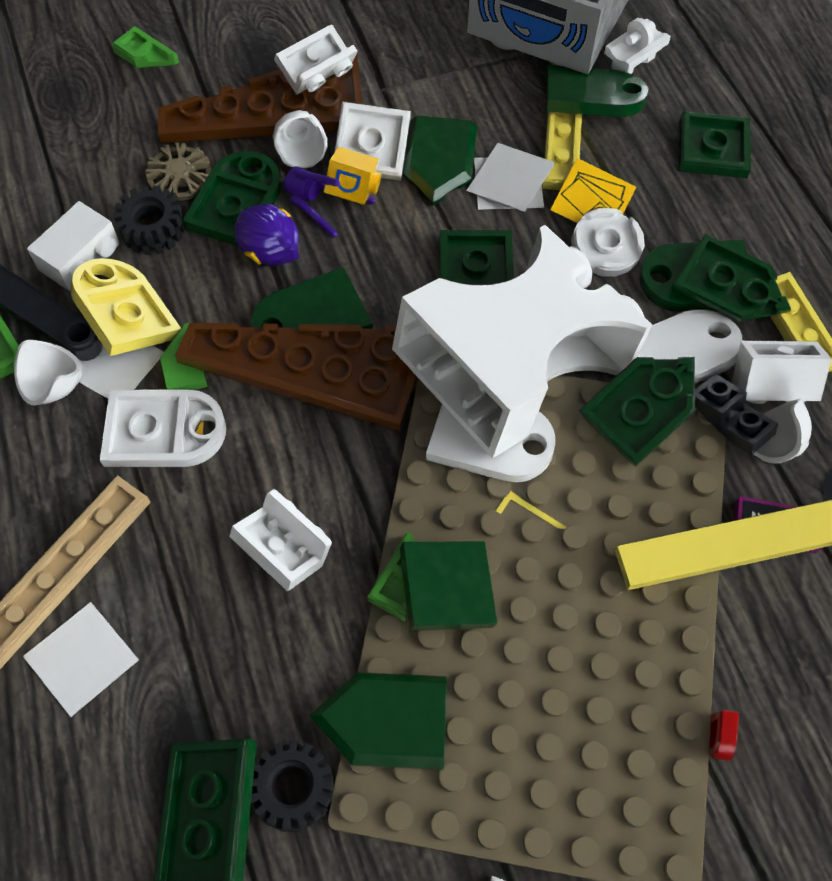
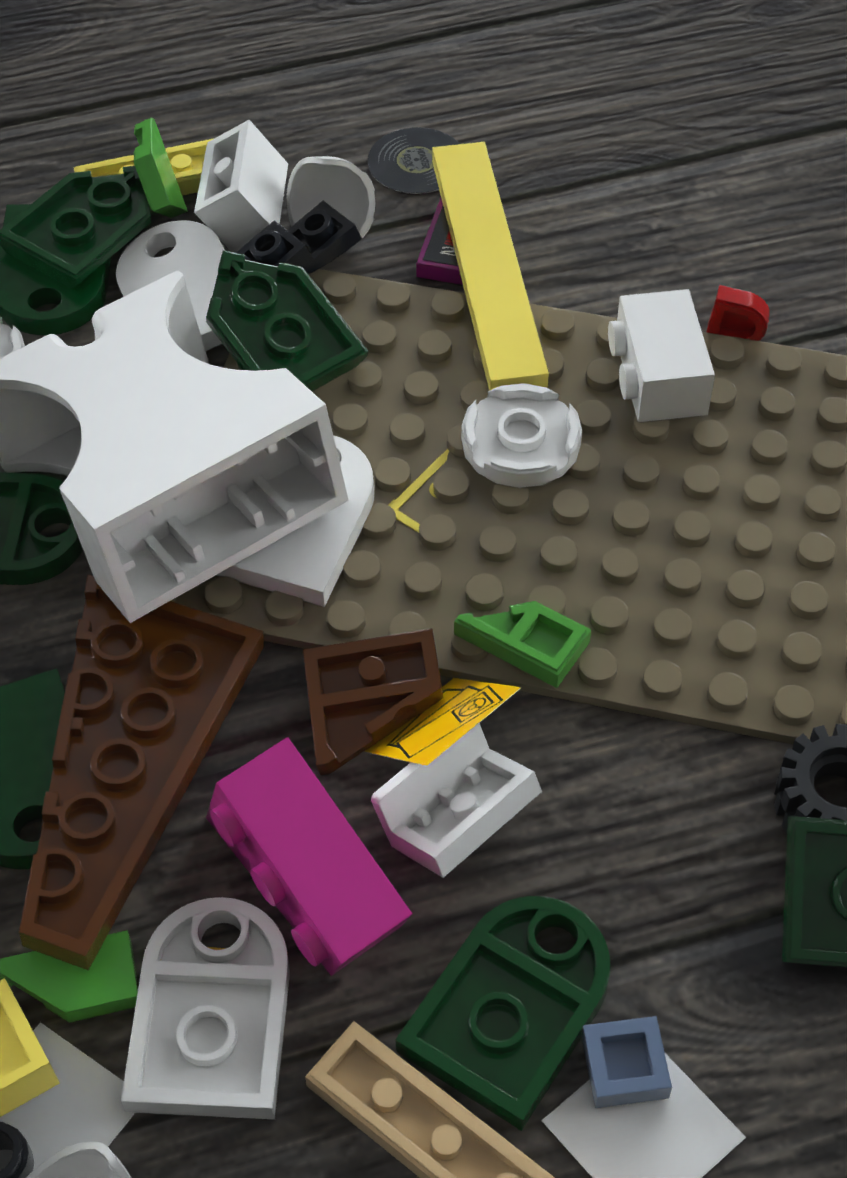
camera: 85 degrees left, 10 degrees down
(114, 645) = (626, 1062): none -> sand blue tile
(153, 580) = (509, 1009): none -> dark green tile
(235, 457) = (305, 857): none -> dark pink wedge
(333, 529) = (444, 722): none -> yellow sticker
(361, 488) = (368, 691): none -> reddish brown wing
(387, 720) = (739, 661): dark green tile -> none
(447, 585) = (545, 572): dark green tile -> none
(576, 572) = (521, 435): none -> white tile
(658, 665) = (662, 355): none -> white brick
(785, 315) = (156, 171): none -> bright green tile

